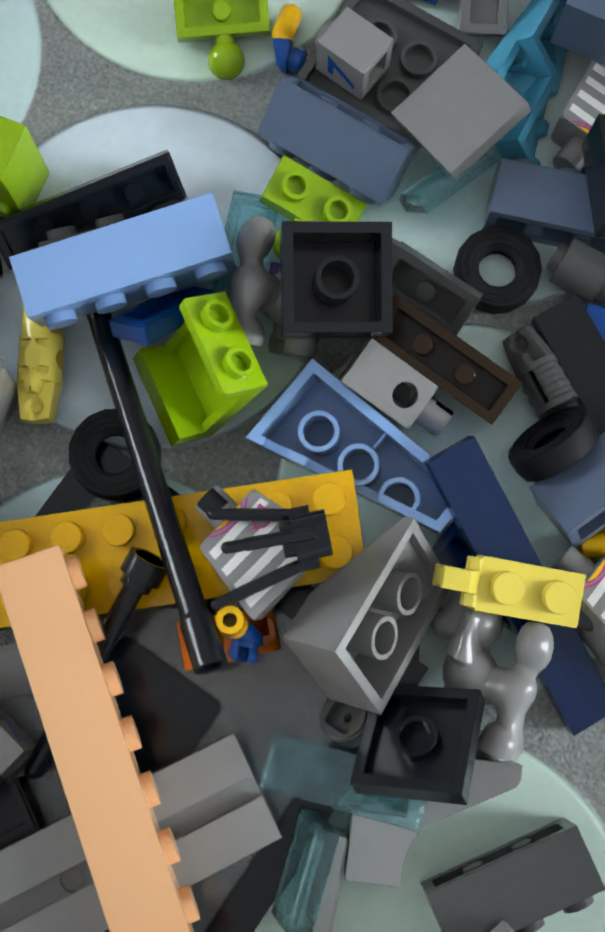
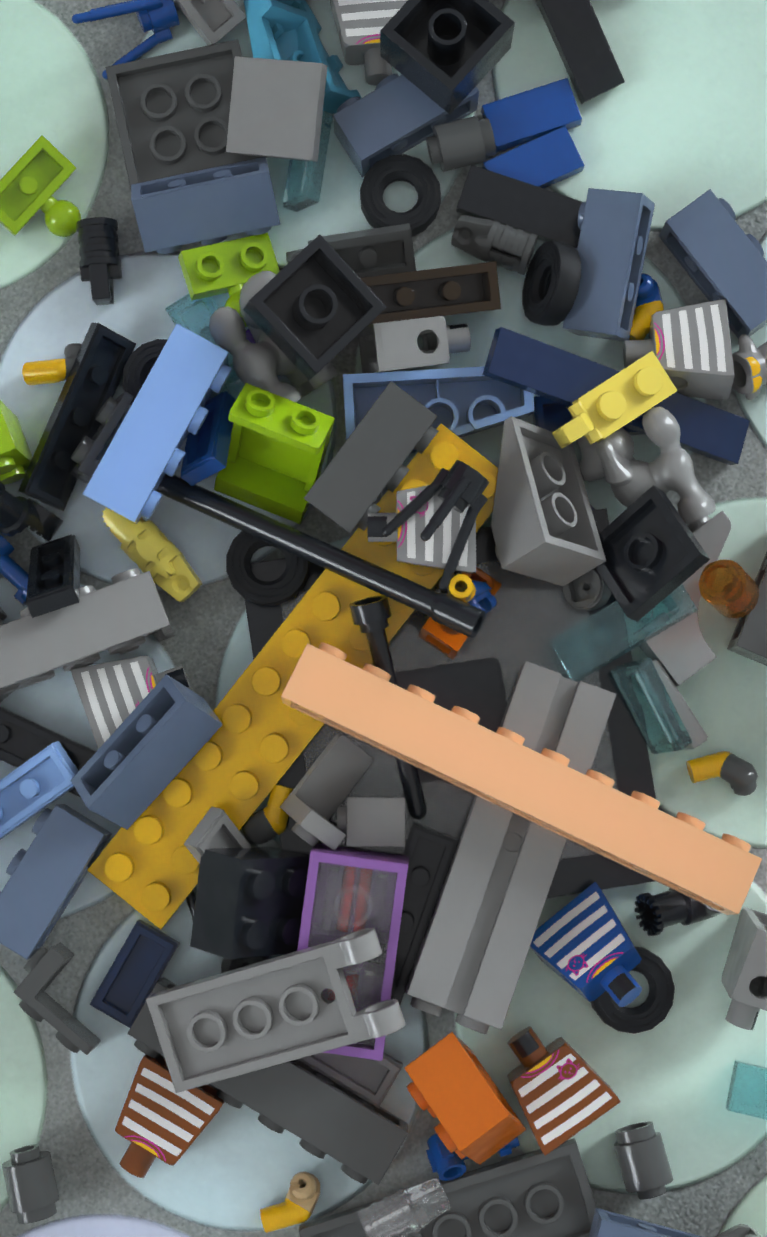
camera: 40 degrees left, 5 degrees up
(102, 157) = (51, 370): none -> yellow arm
(222, 110) = (99, 256): none -> black hinge
(267, 445) = (373, 458): none -> dark grey brick
(283, 33) = (89, 163): arm -> none
(353, 52) = (158, 132): light grey brick -> none
(464, 839) = (728, 588): none -> clear orange brick

